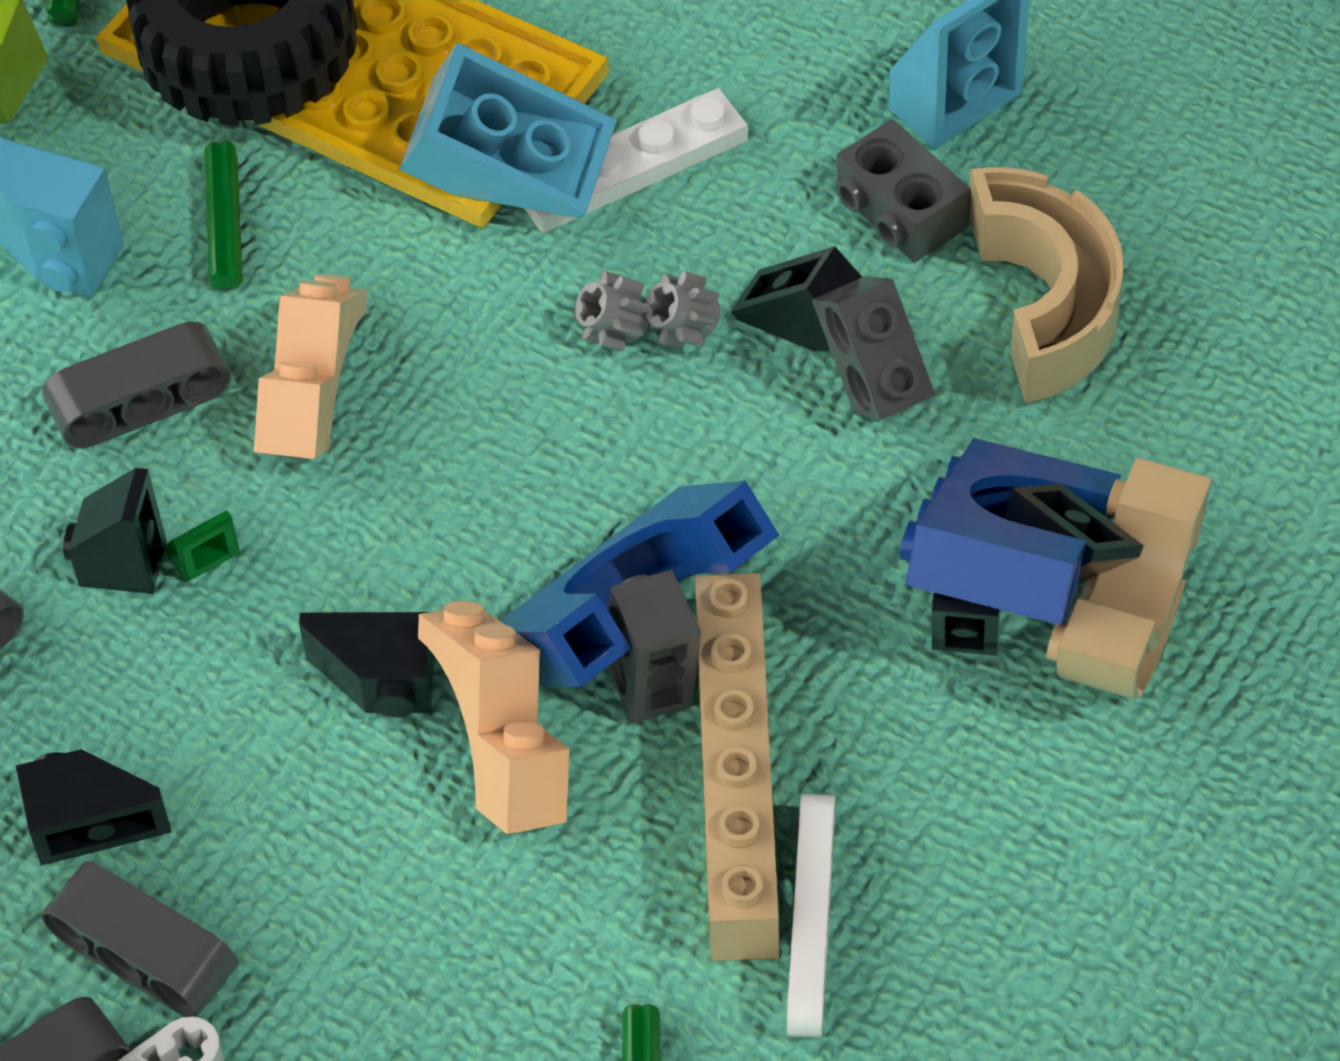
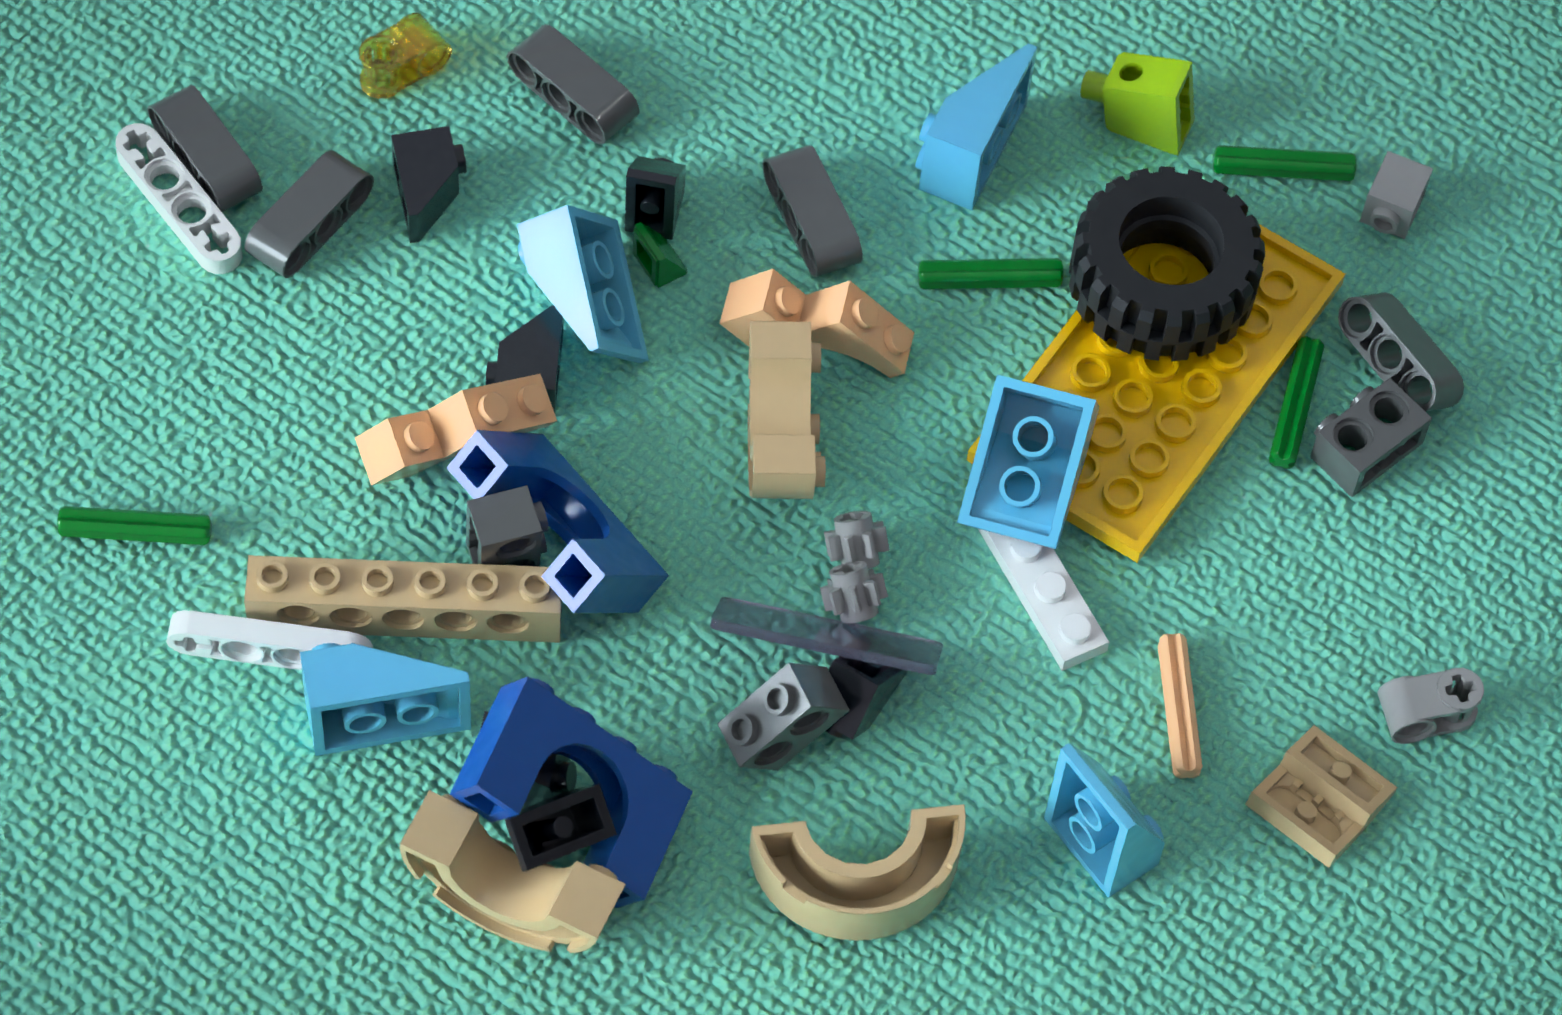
camera: 85 degrees right, 5 degrees up
(243, 597) = (586, 276): none -> medium azure slope
(468, 393) = (779, 412): none -> tan brick
(748, 341) = (827, 635): none -> piece
(787, 31) = (1179, 706): none -> light nougat axle
(901, 785) = (379, 697): none -> medium azure slope
(902, 191) = (986, 781): dark grey brick -> none

